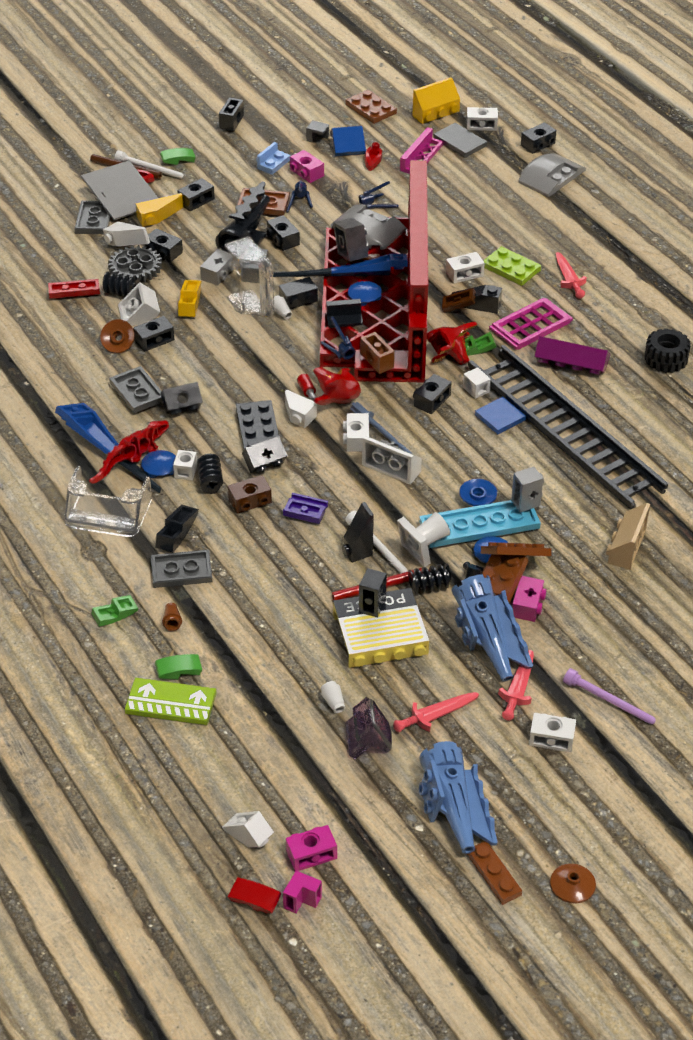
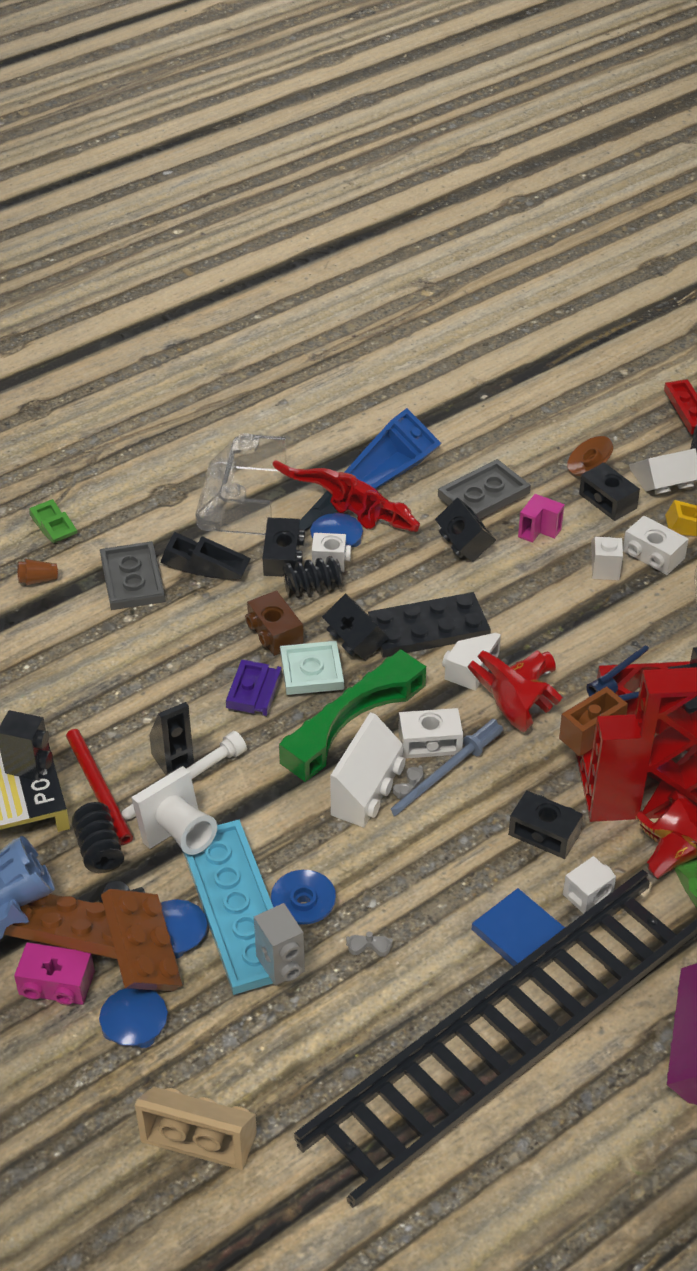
camera: 85 degrees right, 0 degrees up
(175, 365) = (542, 517): none -> dark pink piece
(177, 485) = (282, 545): none -> black brick
(210, 321) = (655, 545): none -> white brick
(214, 342) = (606, 558): none -> white slope
(292, 479) = (311, 667): none -> light aqua plate
(361, 483) = (391, 682): none -> green arch
(507, 469) = (358, 943): none -> light grey piece
(554, 569) = (133, 1017): none -> blue dish

